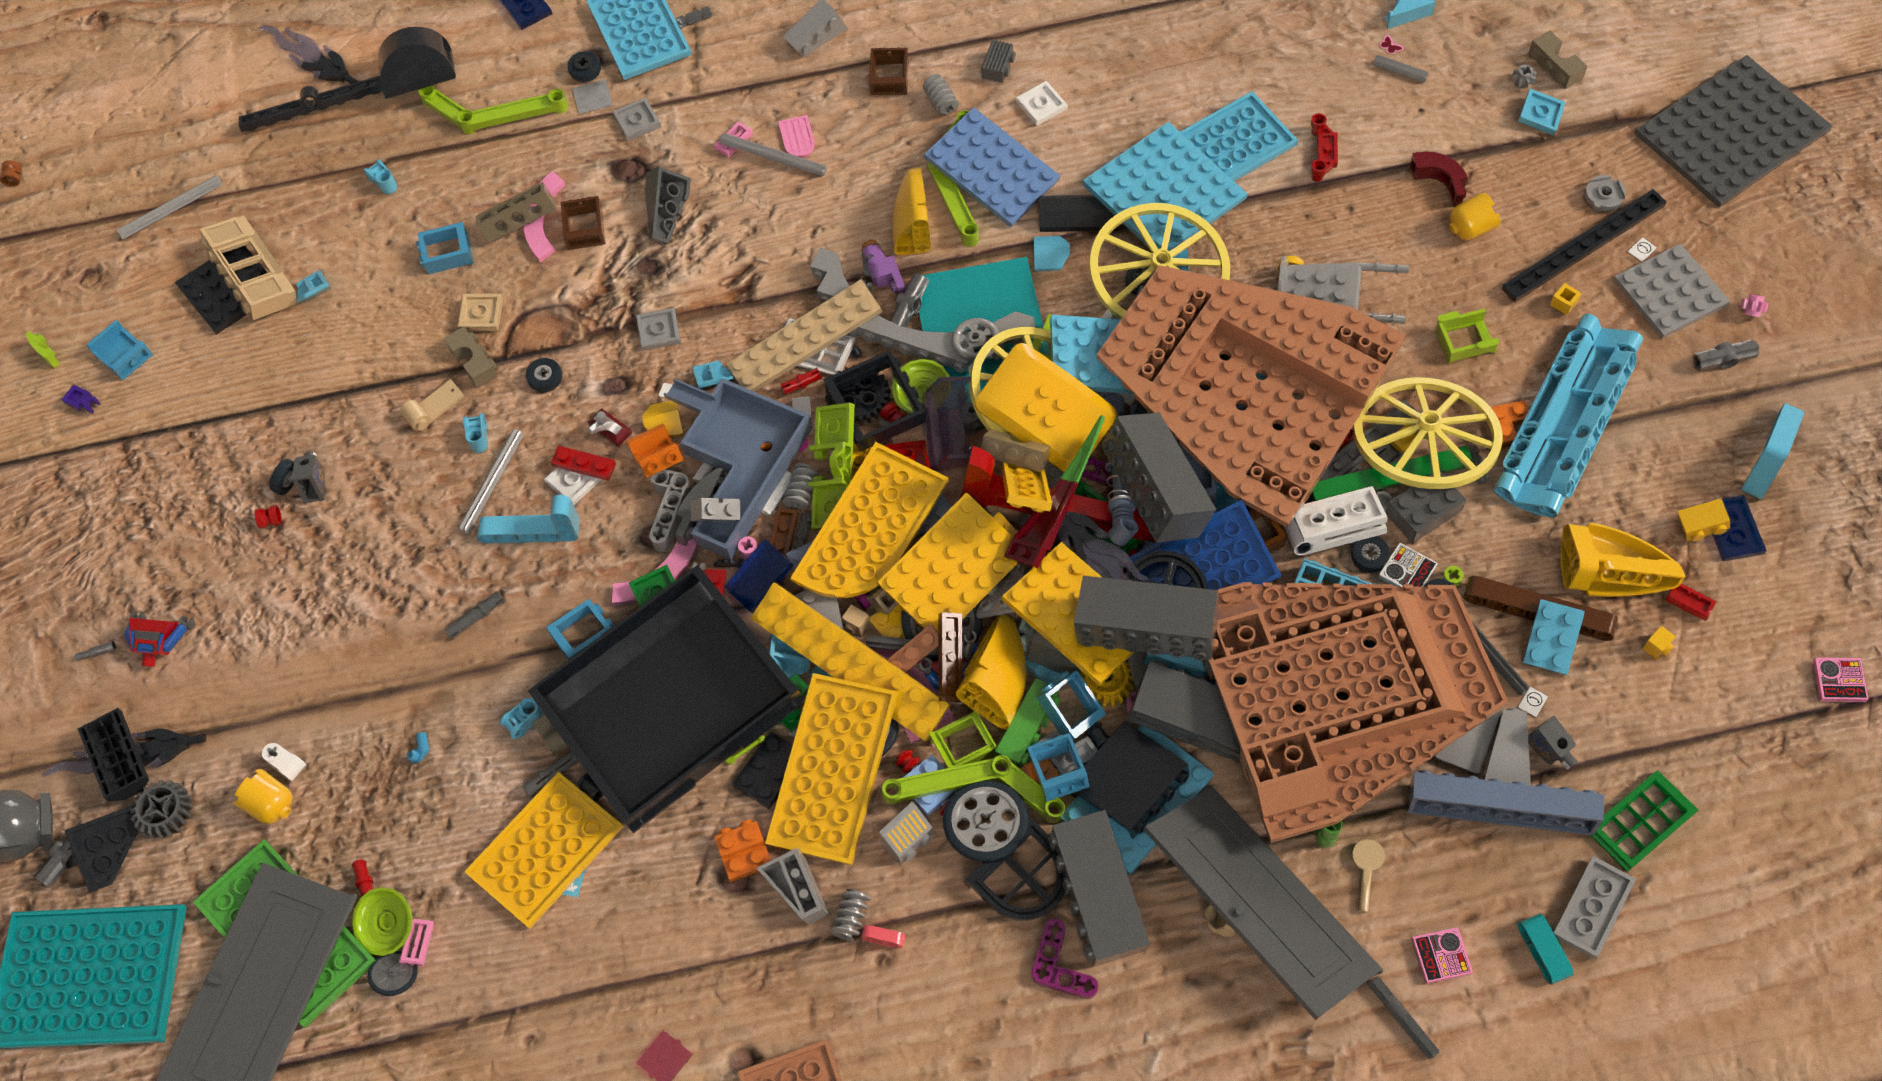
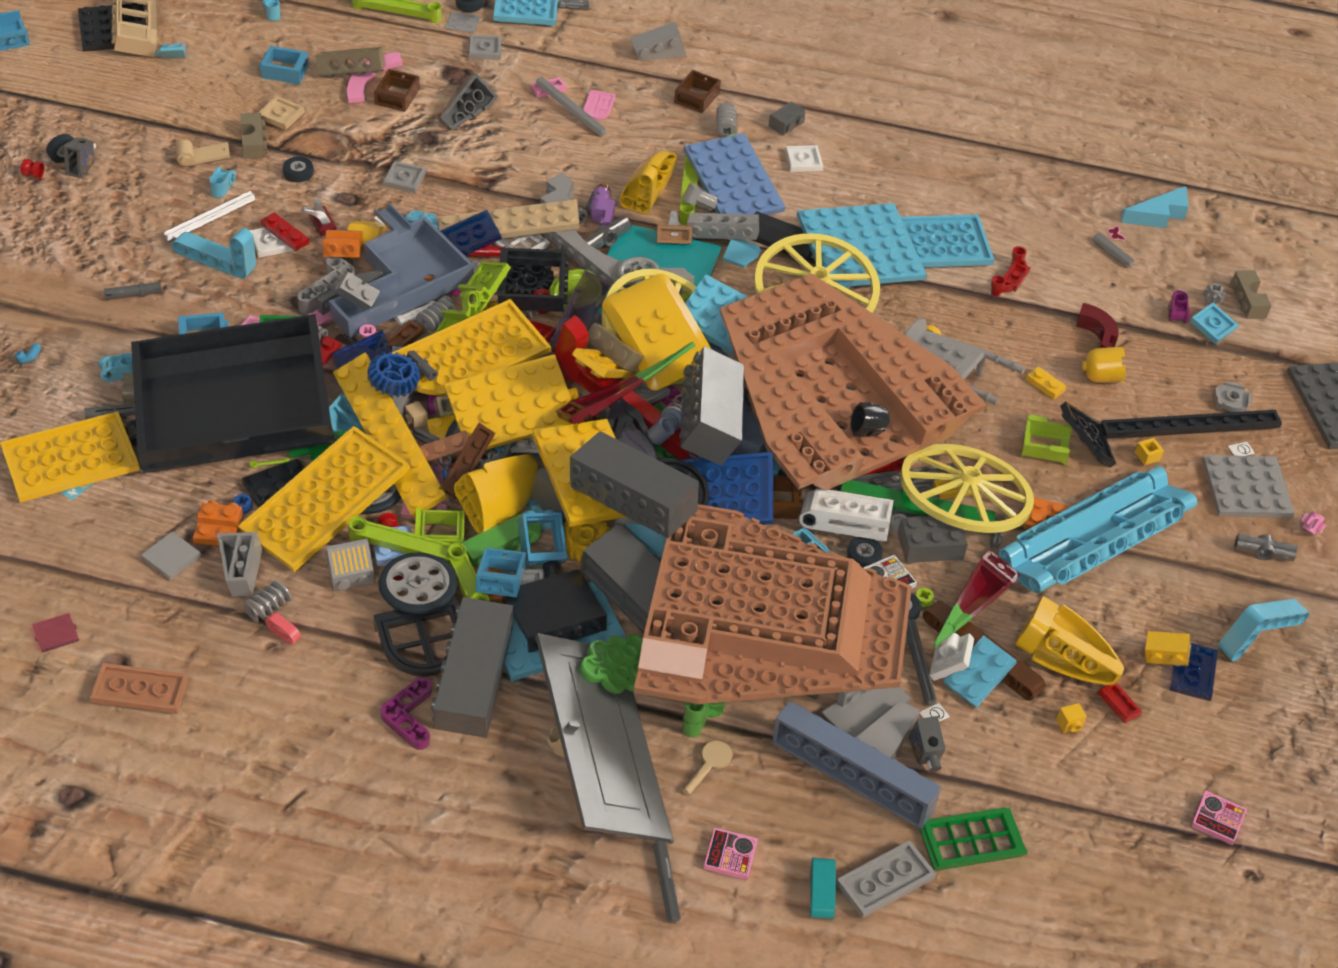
camera: 15 degrees right, 15 degrees down
(720, 910) = (171, 556): none -> light grey tile
(750, 805) = (243, 498): none -> blue bush
(777, 371) = (473, 233): none -> clear blue tile
(826, 606) = (395, 369): none -> blue gear
(838, 568) = (429, 372): none -> dark grey axle
(972, 210) = (696, 195): none -> light grey piece
(974, 265) = (674, 232): none -> medium nougat piece
(1018, 233) = (724, 226): none -> light grey brick
(1225, 809) = (613, 662): none -> bright green plate
(1309, 408) = (869, 419): none -> black helmet
(1425, 263) = (1046, 382): none -> yellow plate
(1500, 110) = (1179, 307): none -> magenta piece
(1503, 307) = (1089, 432): none -> black plate
(1505, 532) = (985, 585): none -> dark red plate
(1521, 634) = (951, 656): none -> white plate

